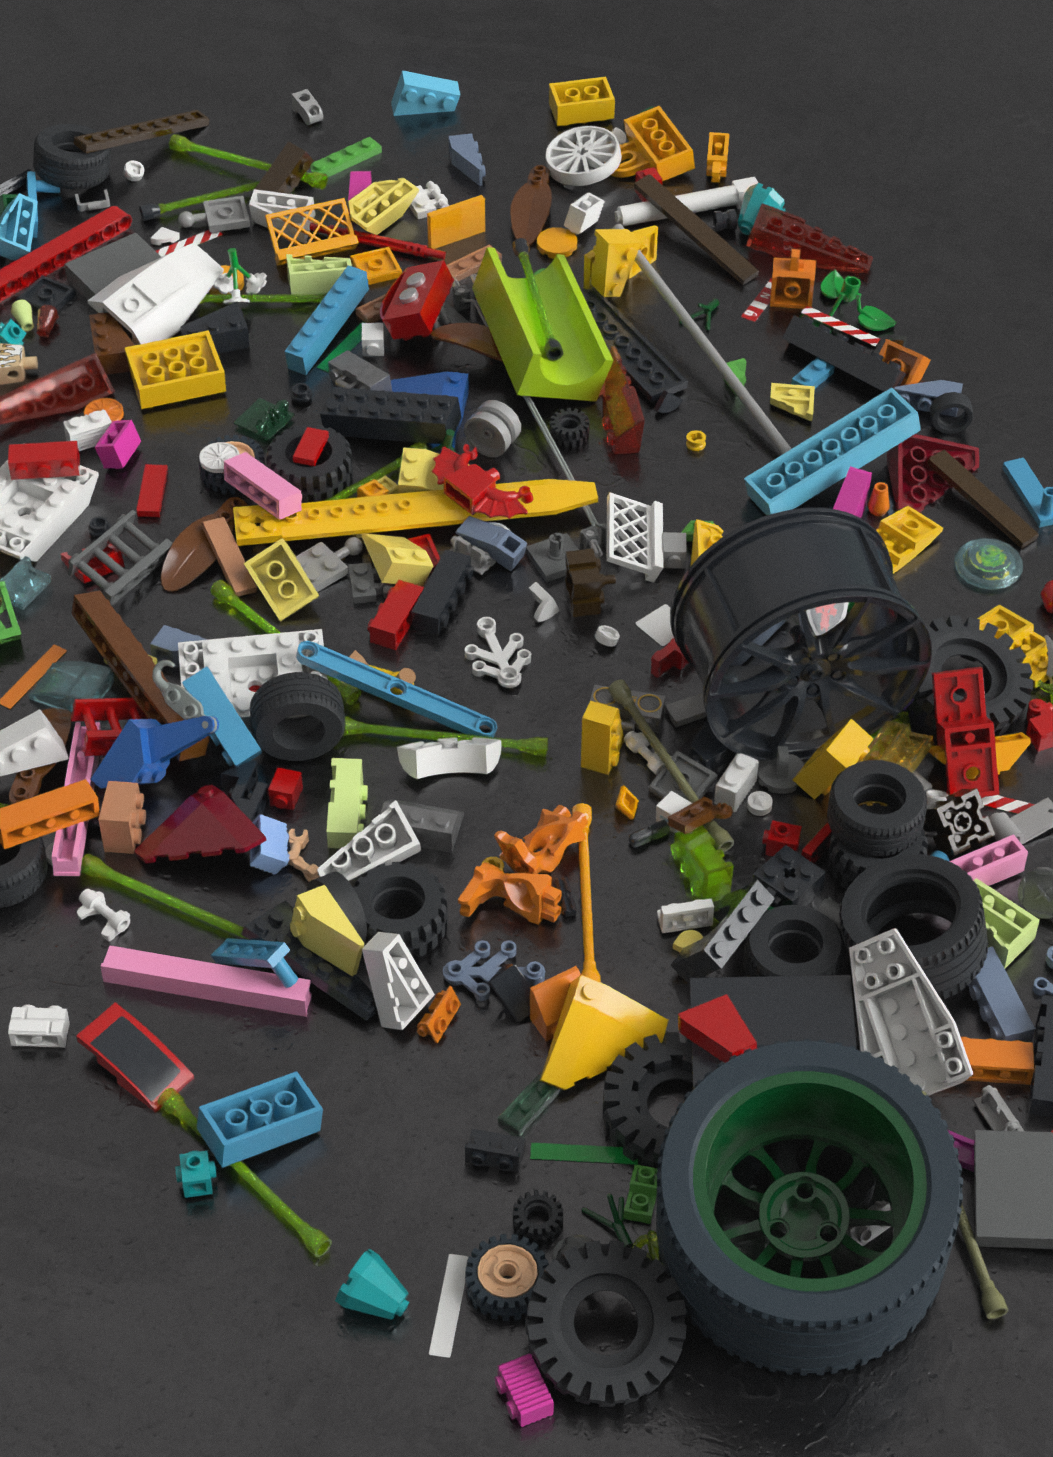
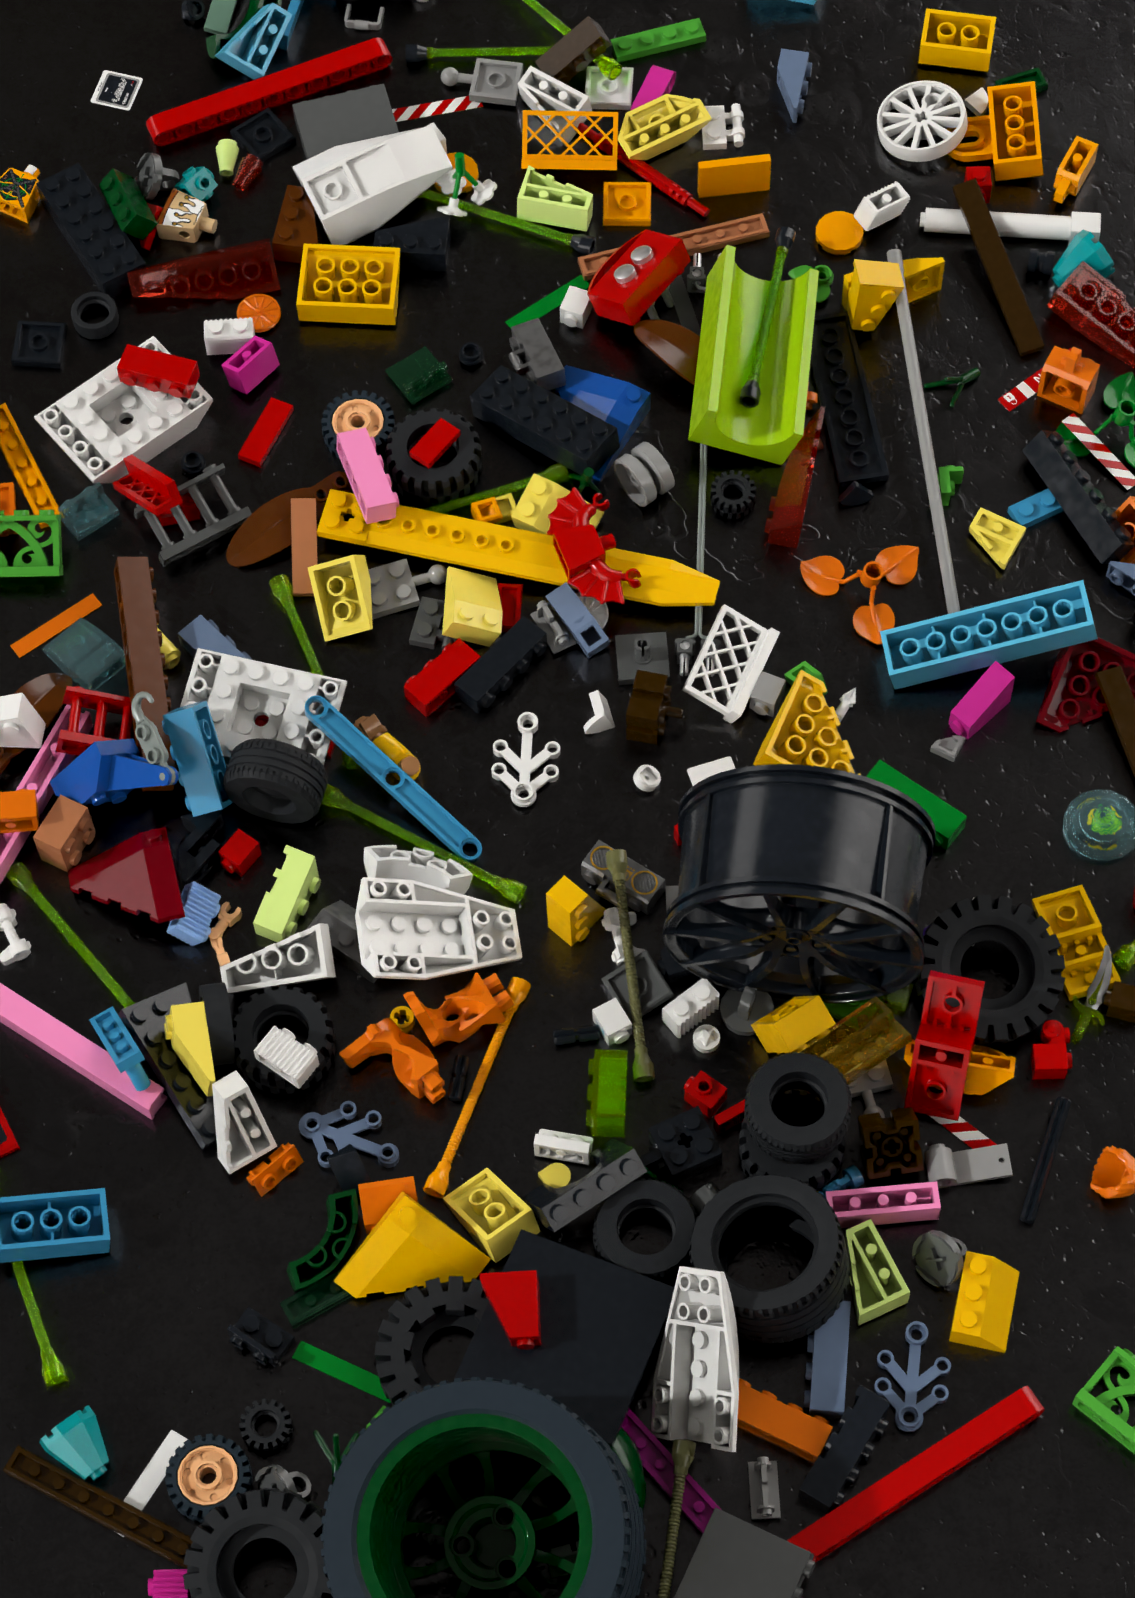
camera: 25 degrees right, 15 degrees up
(75, 540) = (149, 483): none -> red fence
(164, 235) = (418, 91): white tile -> none
(214, 455) = (343, 416): white wheel -> none
(326, 320) = (534, 269): dark azure brick -> none
(329, 193) = (608, 93): none -> white tile
(416, 910) = (287, 1056): none -> white brick
(417, 1338) = (98, 1505): none -> dark brown tile
(485, 788) = (429, 931): none -> white wedge
(525, 1048) = (341, 1227): none -> dark green brick
(531, 205) = (833, 172): reddish brown plant -> none
(626, 803) = (570, 990): light orange slope -> none
(654, 983) = (491, 1213): none -> light yellow slope
(695, 440) = (862, 547): yellow bush -> none
(698, 814) = (626, 1038): reddish brown hinge -> none
(721, 440) = (896, 563): none -> orange plant
(879, 500) = (1020, 704): orange cone -> none
(907, 535) = (1011, 763): yellow slope -> none
(935, 795) = (890, 1099): white tile -> none

